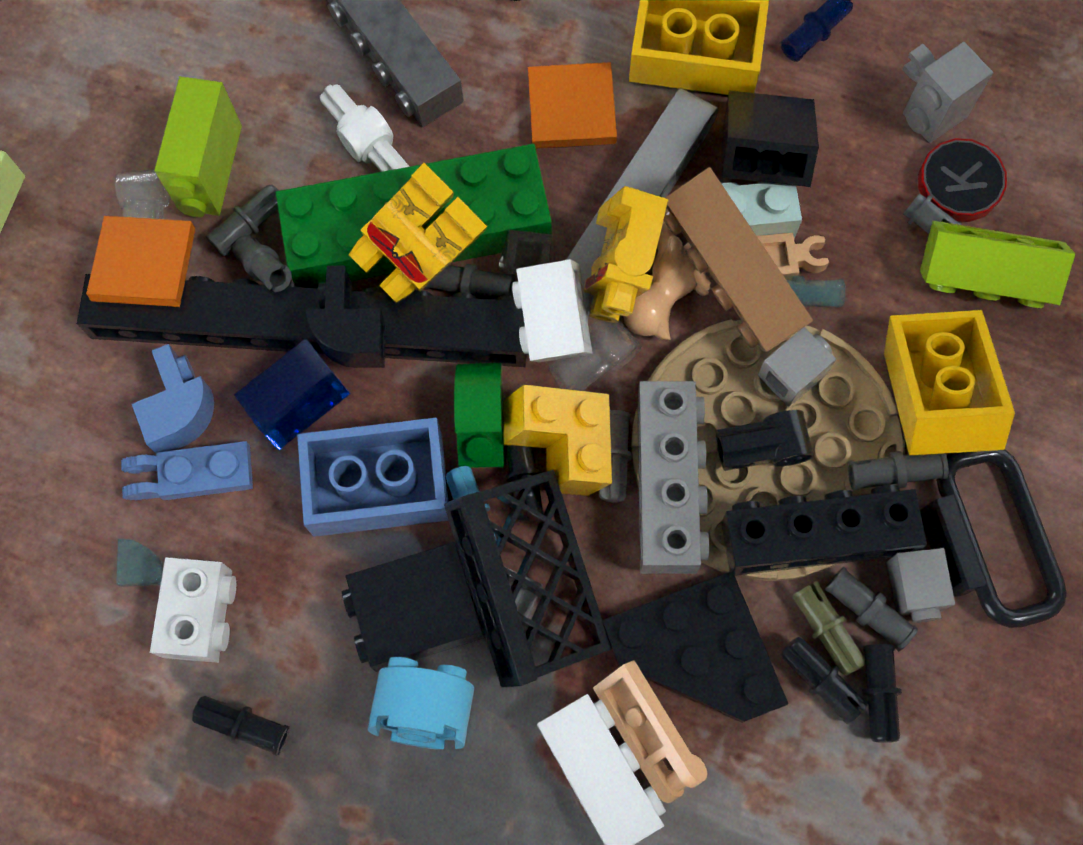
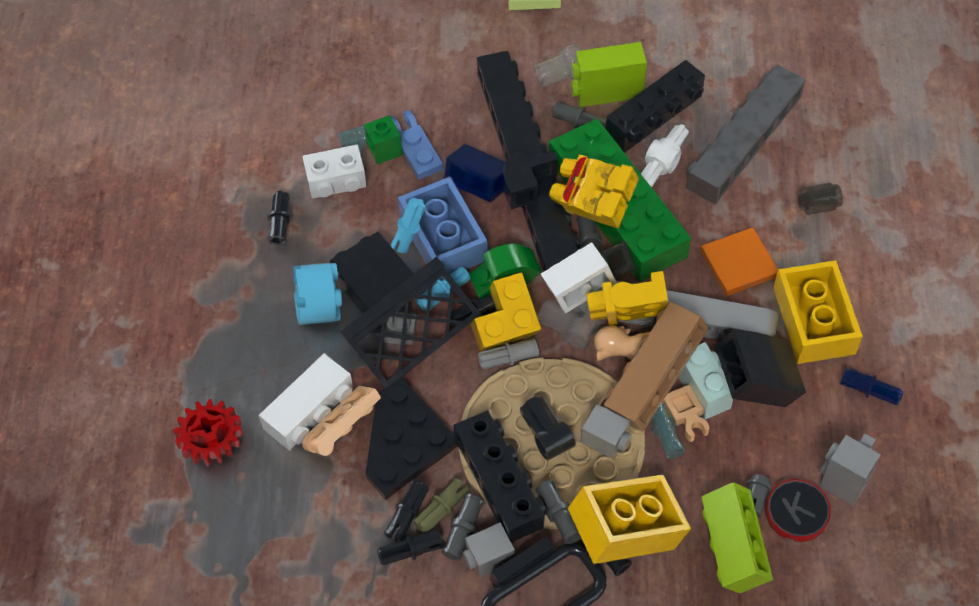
camera: 70 degrees right, 15 degrees down
(141, 261) = (525, 71): orange tile -> none
(165, 515) = (383, 139): none -> green brick
(180, 411) = (449, 126): medium blue brick -> none
(262, 263) = (551, 129): dark grey pin -> none
(274, 107) = (655, 105): none -> black brick
(369, 523) = (408, 225): none -> medium azure axle
(669, 478) = (501, 379): light grey brick -> none

